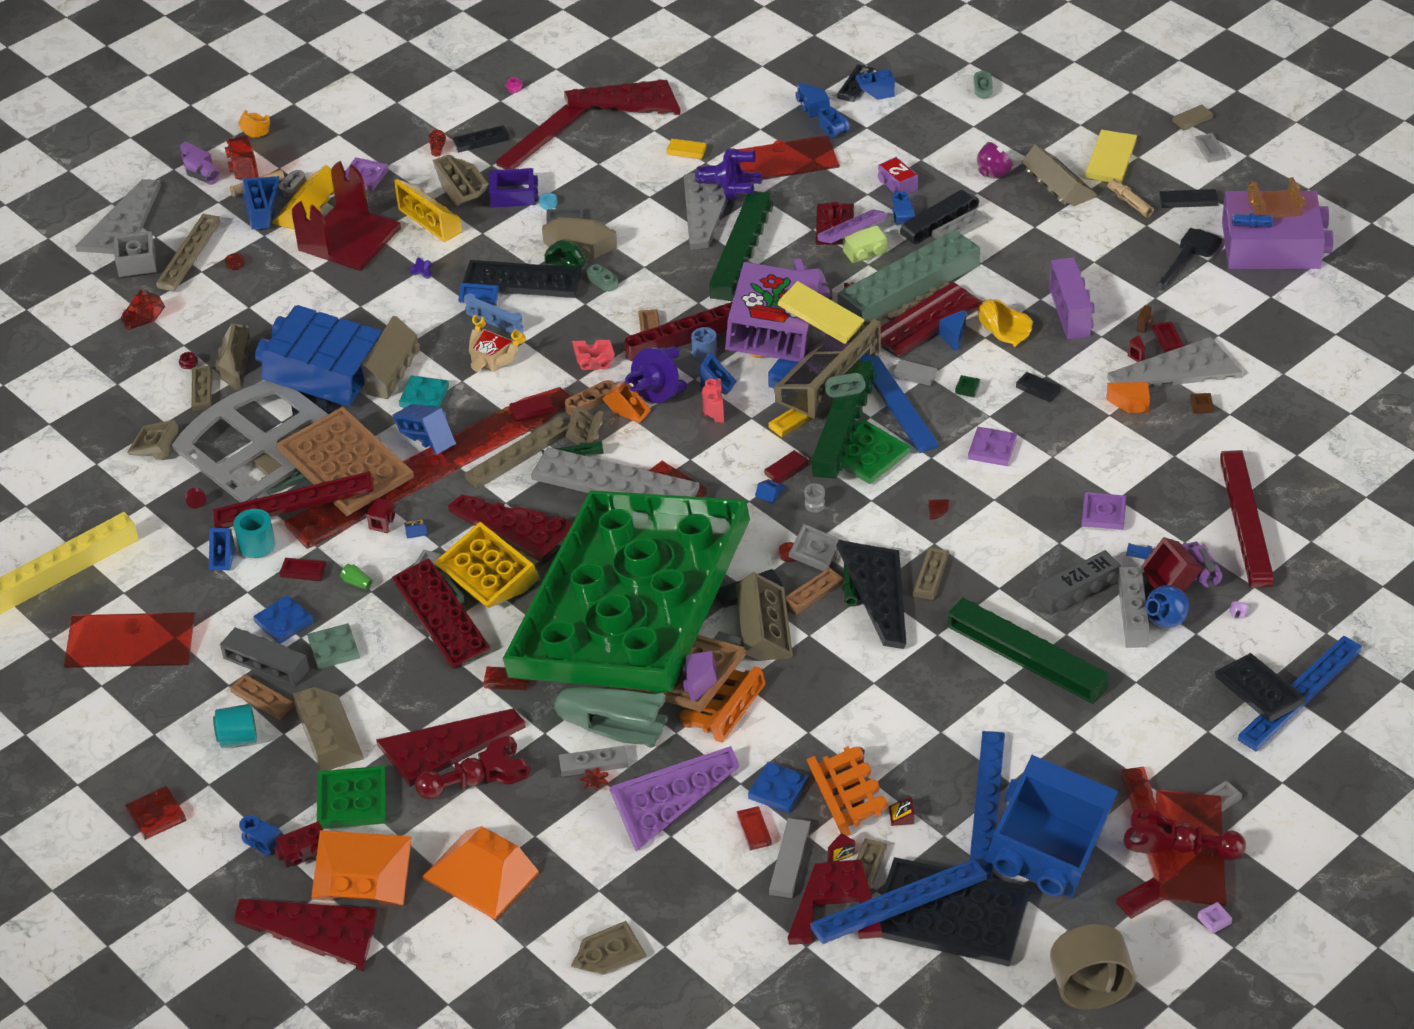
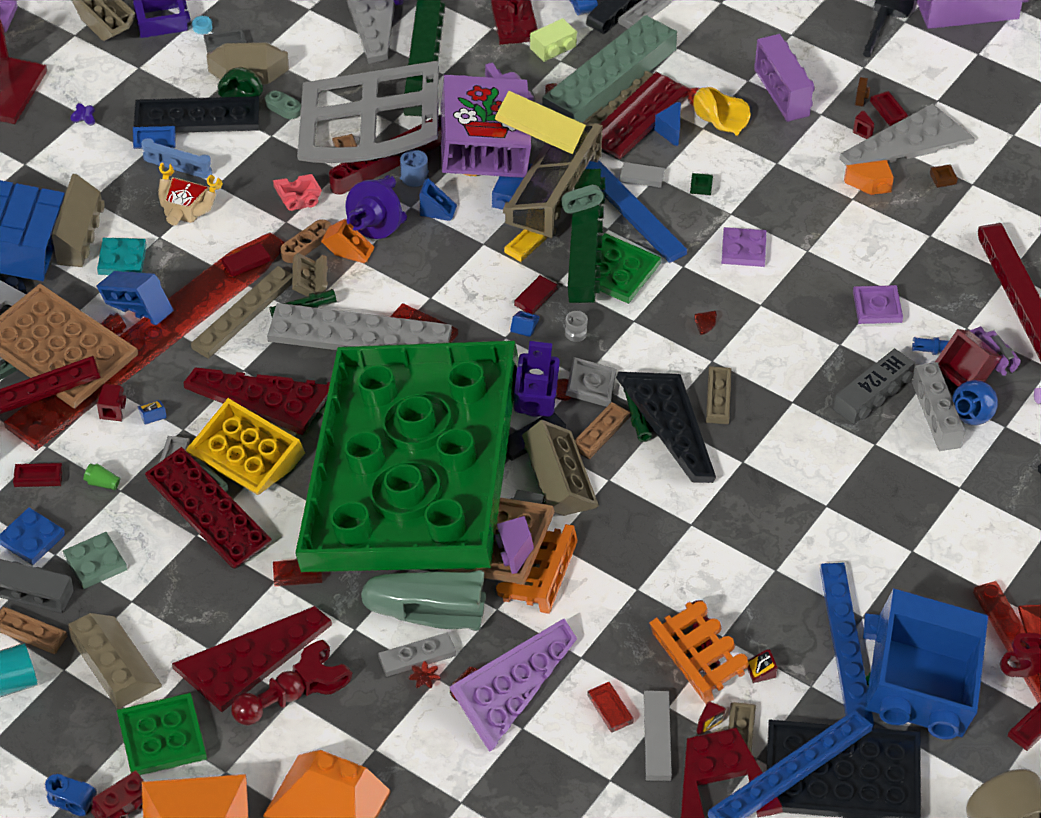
camera: 15 degrees left, 5 degrees up
(401, 449) = (114, 323): none -> clear red cone
(427, 211) = (74, 50): yellow slope -> none
(674, 289) = (368, 109): none -> light grey window
(713, 400) = (440, 232): coral cylinder -> none
(754, 548) = (532, 392): none -> dark purple piece
(778, 787) = (623, 656): blue plate -> none
(851, 226) = (536, 21): medium lavender tile -> none
(1028, 650) = (843, 468): dark green brick -> none
(1038, 386) = (772, 176): black tile -> none

